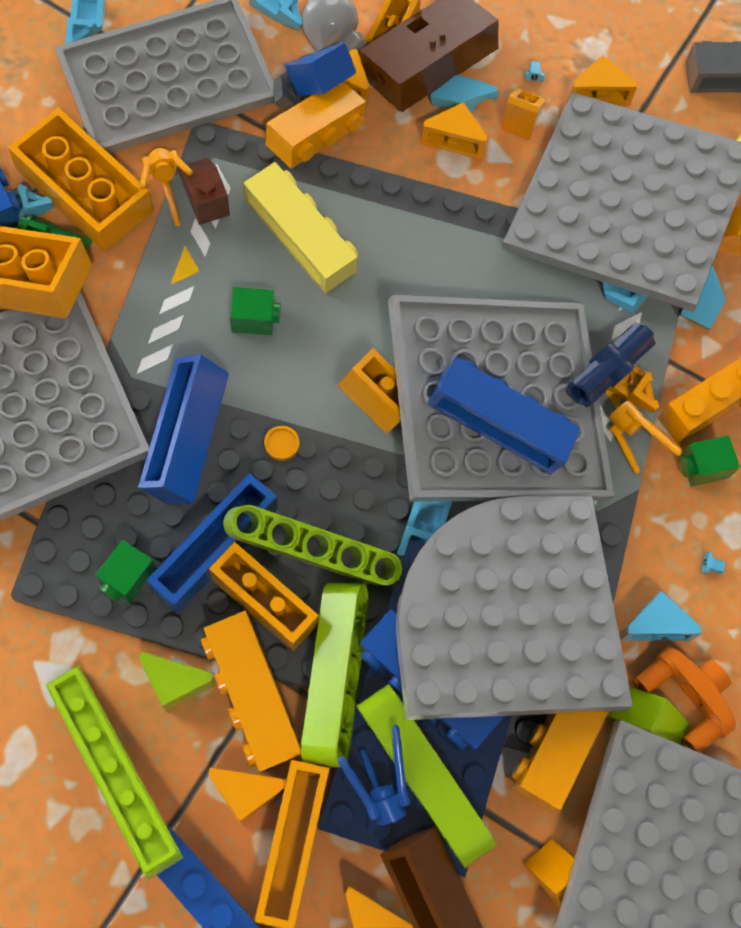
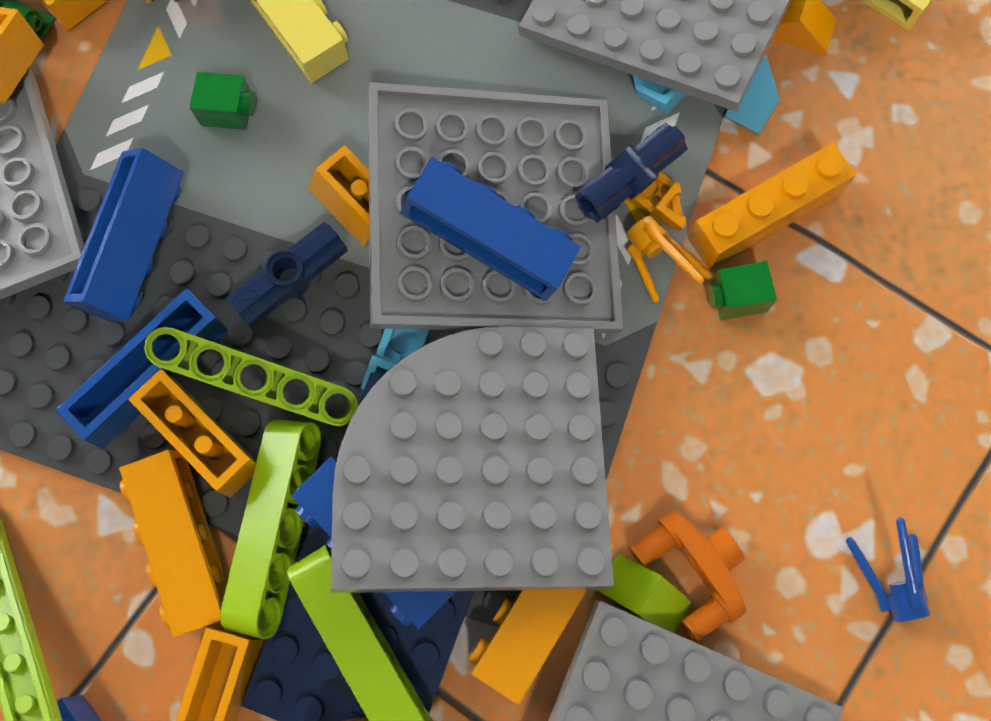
camera: 15 degrees right, 5 degrees up
(124, 573) = (39, 397): green brick -> none
(174, 681) = (88, 527): lime slope -> none
(245, 791) = (155, 659): light orange slope -> none
(281, 443) = (242, 254): light orange piece -> none
(311, 473) = (265, 290): none -> dark blue piece
(386, 803) = (312, 684): blue plant -> none
(661, 622) = (666, 480): medium azure slope -> none
(712, 564) = (737, 414): medium azure piece -> none

